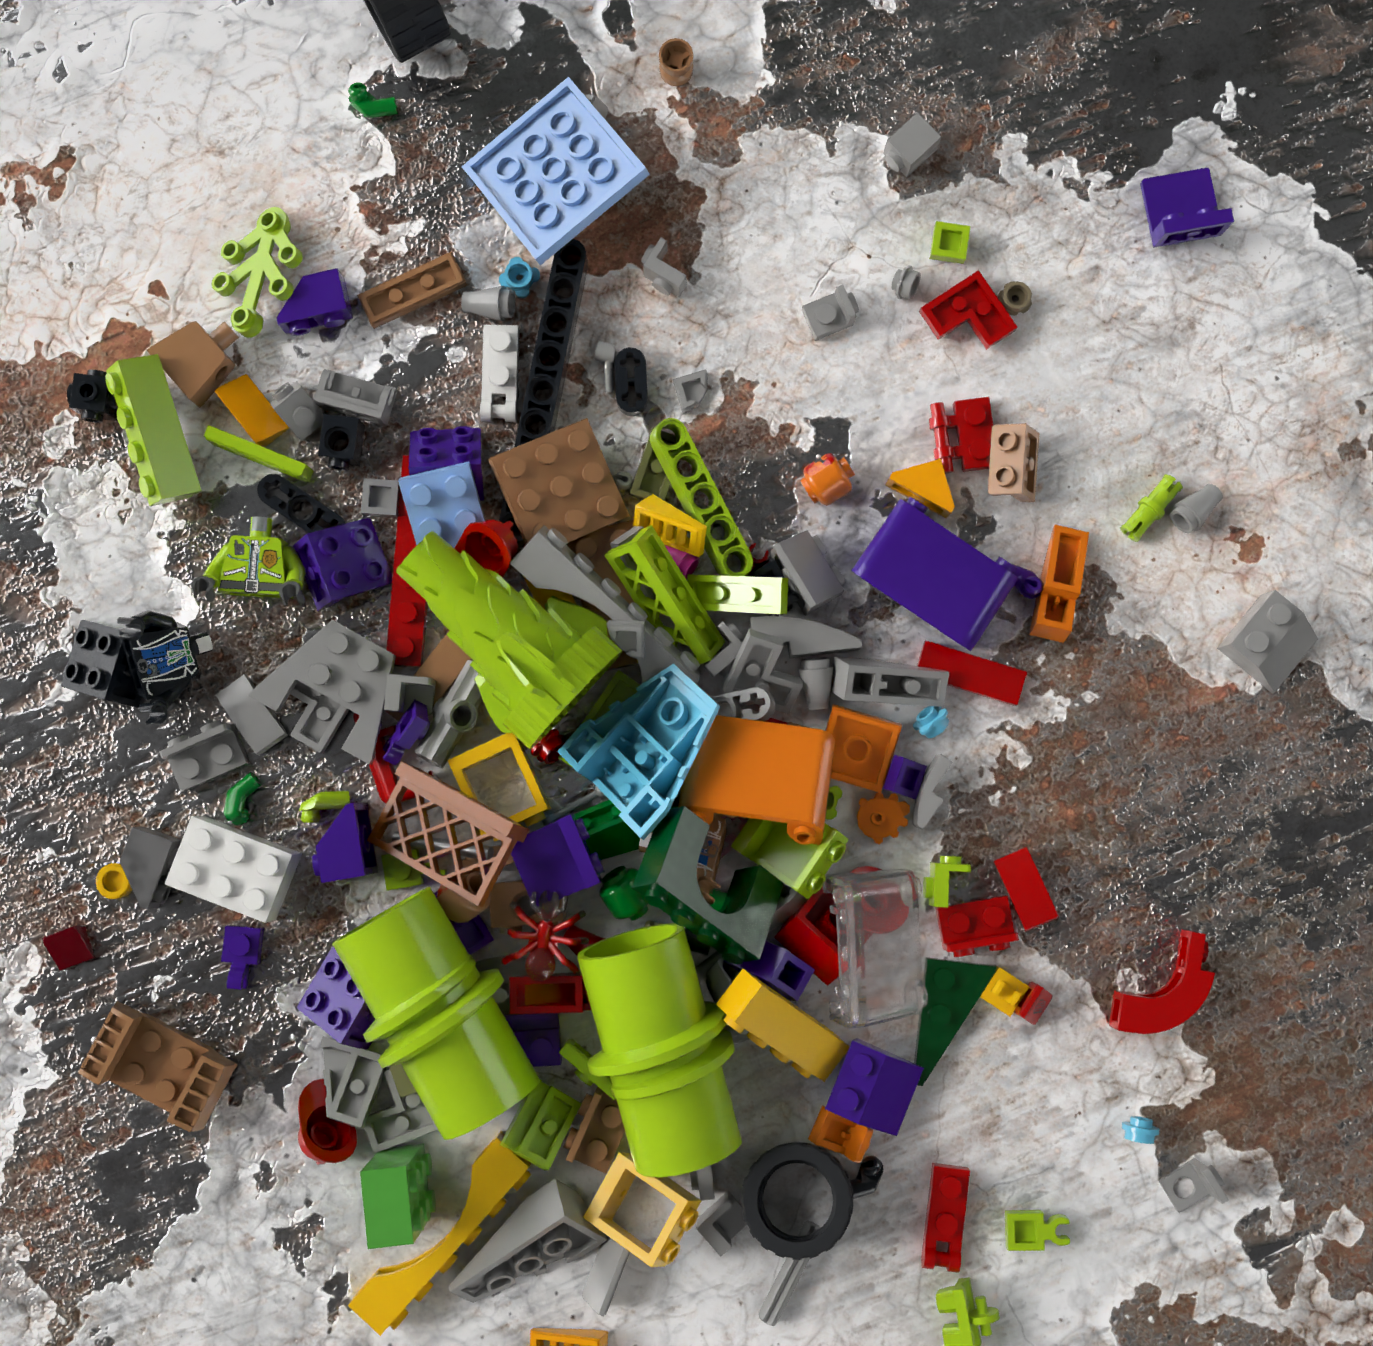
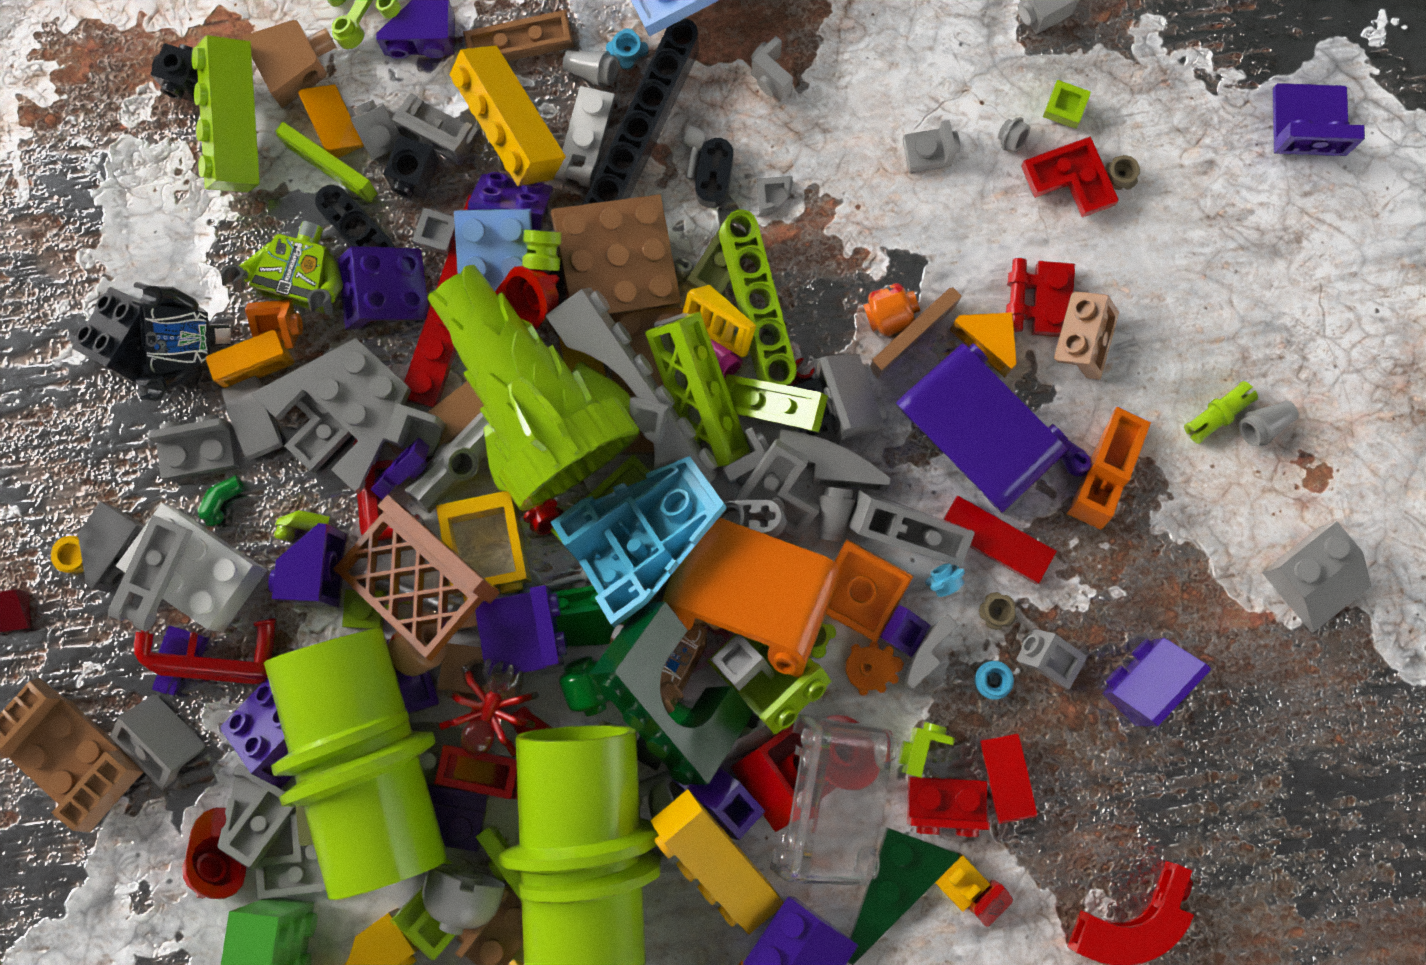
camera: 15 degrees right, 5 degrees down
(201, 883) = (150, 572): none -> light grey plate
(235, 660) = (249, 358): none -> light orange slope
(242, 1032) = (156, 740): none -> light grey panel
(250, 619) = (275, 316): none -> orange bracket
(273, 956) = (207, 667): none -> red piece
(421, 371) = (507, 115): none -> yellow brick
(490, 500) = (541, 250): none -> lime wheel
(560, 1110) = (461, 897): none -> light grey cylinder
(763, 842) = (741, 662): none -> light grey panel
(854, 495) = (915, 332): none -> medium nougat tile
(994, 738) = (1007, 606): none -> dark tan plate
(1002, 794) = (1005, 675): none -> medium azure plate
(1042, 770) = (1051, 657): none -> light grey bracket
(1139, 772) = (1154, 681): none -> slope

